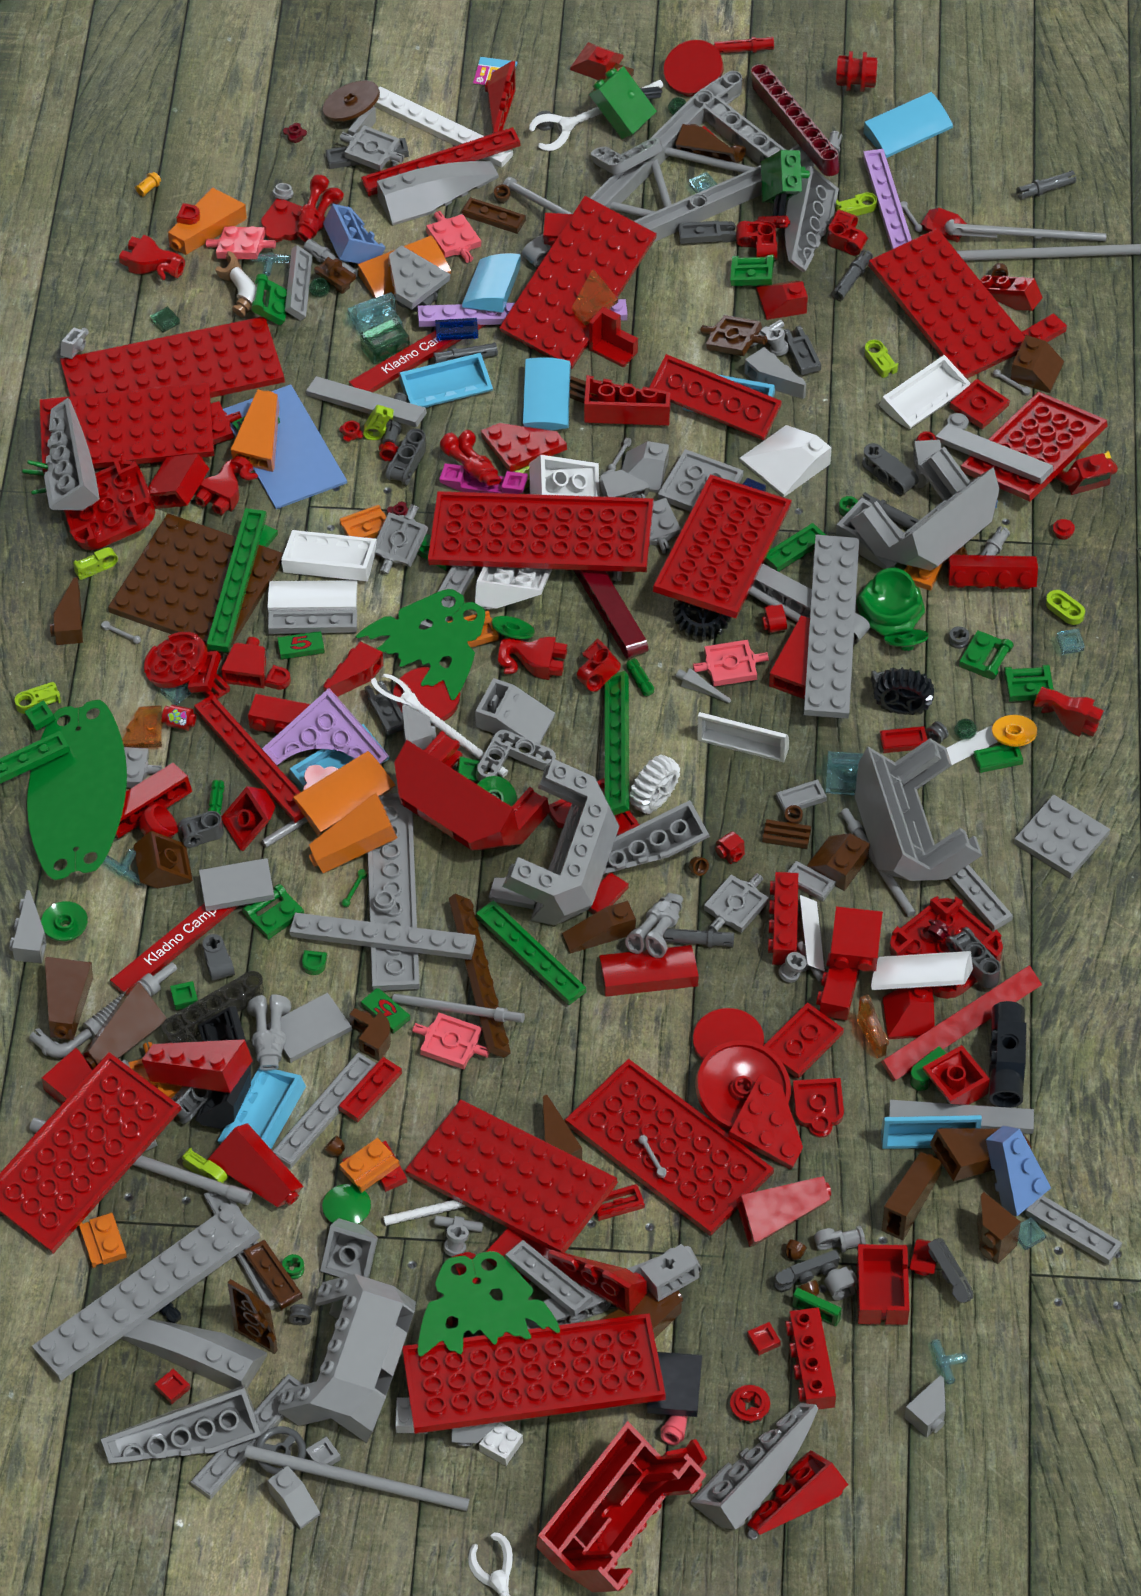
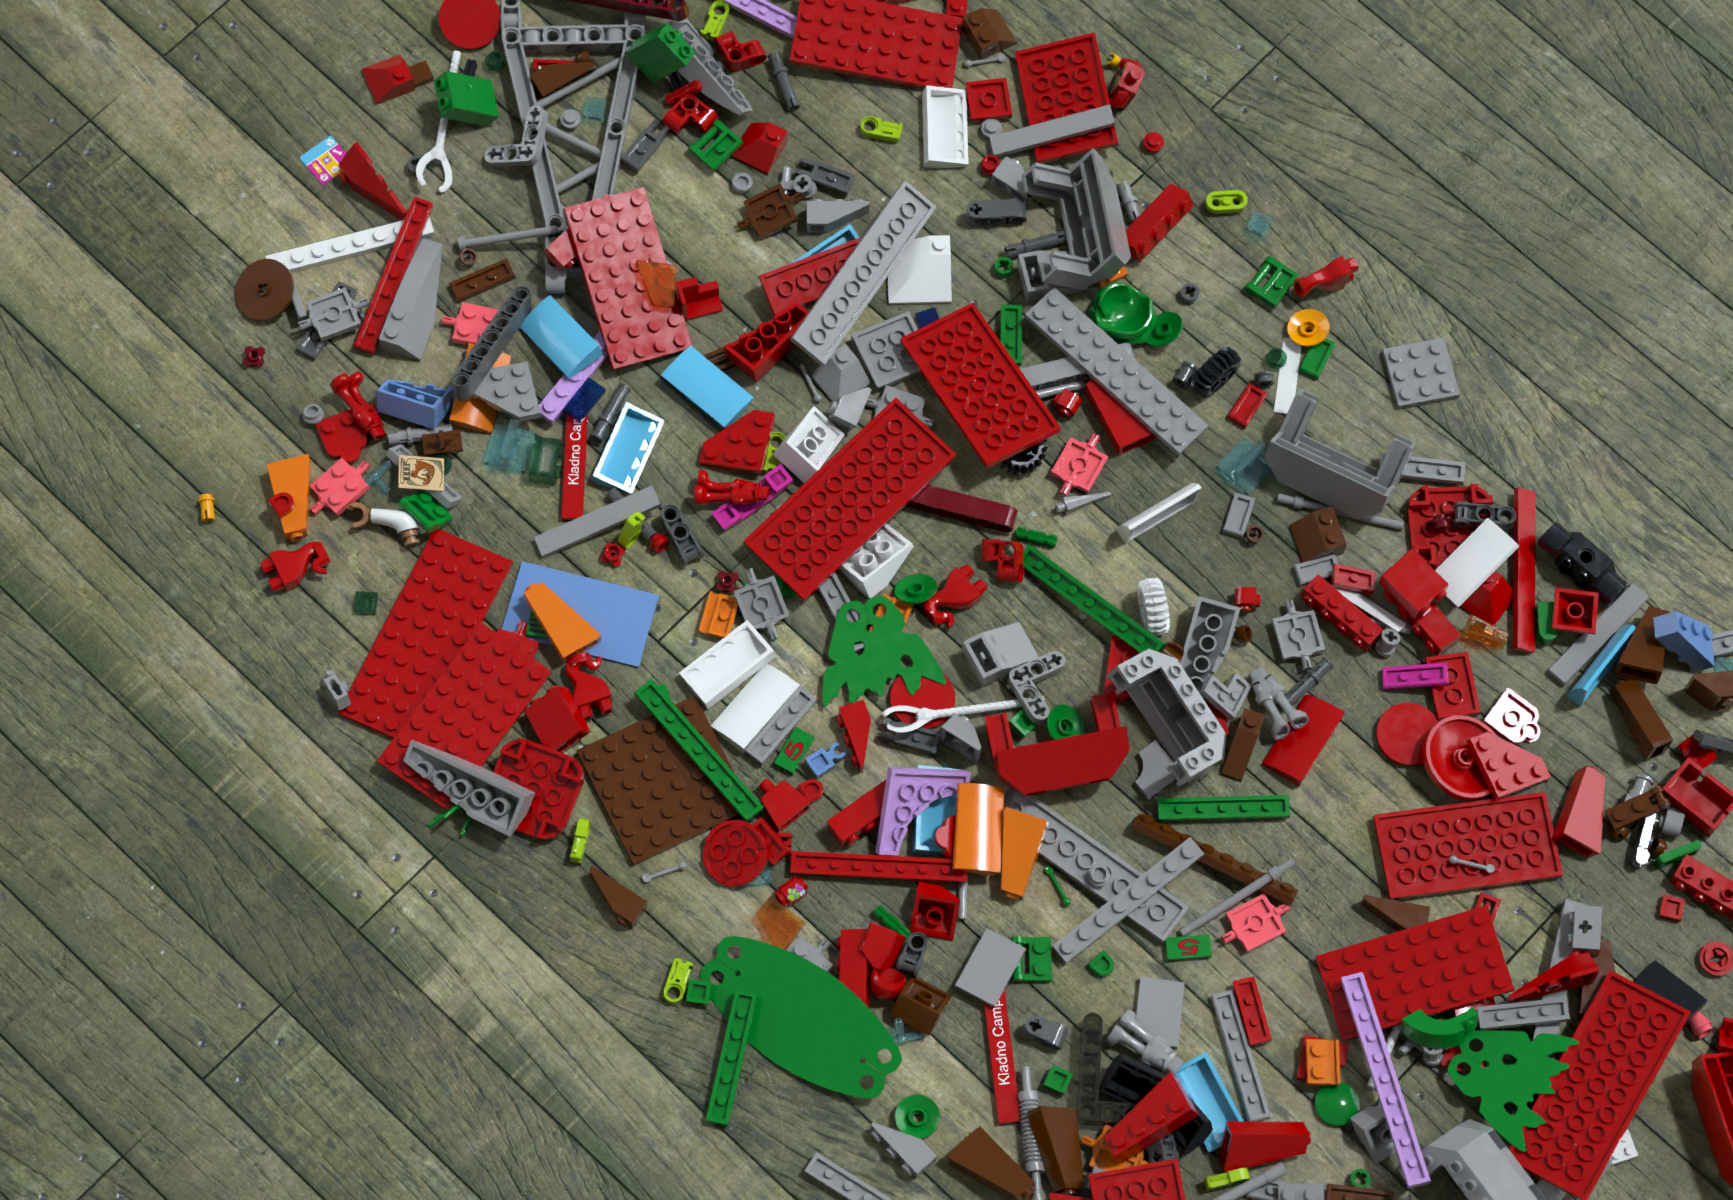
camera: 55 degrees left, 15 degrees up
(183, 797) = (881, 946): none -> red slope
(296, 274) = (421, 473): none -> sticker
(309, 666) = (822, 761): none -> medium blue plate
(335, 1146) = (1277, 1070): reddish brown hinge -> none
(375, 1033) = (1208, 969): reddish brown brick -> none
(386, 1209) = (1385, 1080): none -> lavender plate
(440, 241) = (491, 343): none -> dark grey beam
(475, 1228) = (1439, 1033): none -> green arch
(626, 819) = (1174, 650): none -> reddish brown plate
(626, 888) = (1226, 697): none -> light grey plate
(679, 178) = (570, 119): none -> light grey plate
(739, 414) = (863, 273): none -> light grey plate
(740, 308) = (742, 183): none -> light grey tile
(782, 1006) = (1415, 676): none -> dark pink tile
(787, 831) = (1276, 541): reddish brown tile -> none
(822, 904) = (1353, 579): none -> red plate
(822, 1240) = (1637, 808): none -> reddish brown plate
(979, 652) = (1214, 292): green plate -> none

